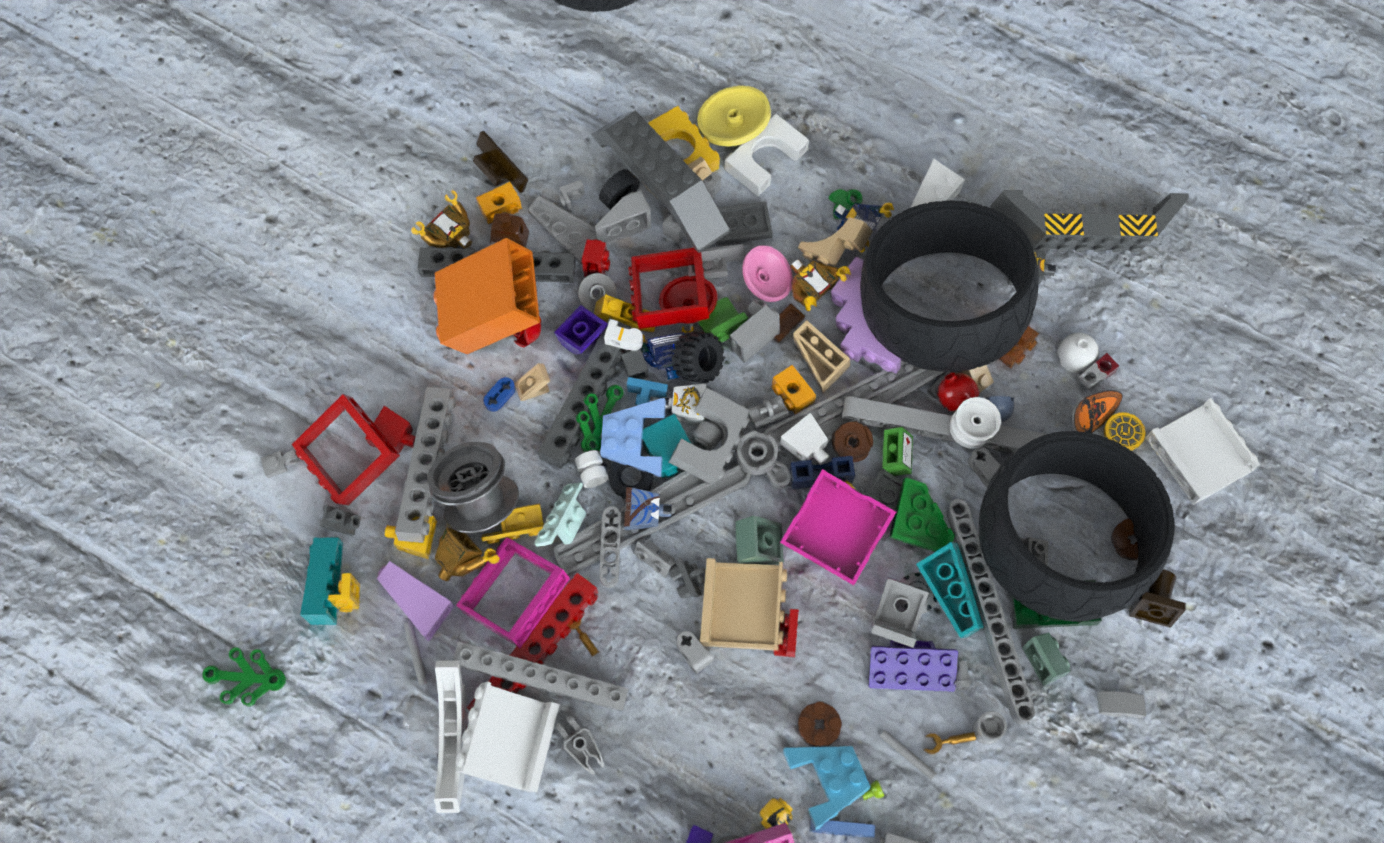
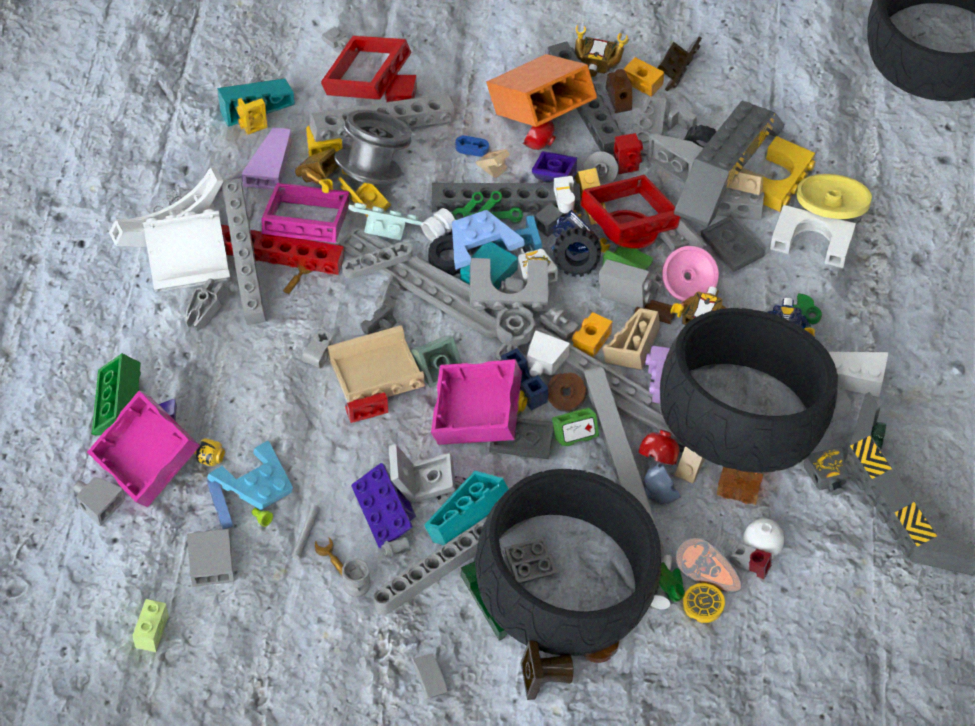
camera: 65 degrees right, 15 degrees down
(247, 678) = (165, 106): green plant -> none
(339, 520) = (308, 88): dark grey hips -> none
(643, 509) = (418, 266): torso -> none
(823, 712) = (298, 450): reddish brown plate -> none
(828, 251) = (736, 299): tan arch -> none
(919, 518) = (522, 457): green plate -> none
(975, 423) = (628, 460): white wheel -> none
(1046, 658) = (441, 599): sand green slope -> none
(1203, 451) = (718, 672): white panel -> none

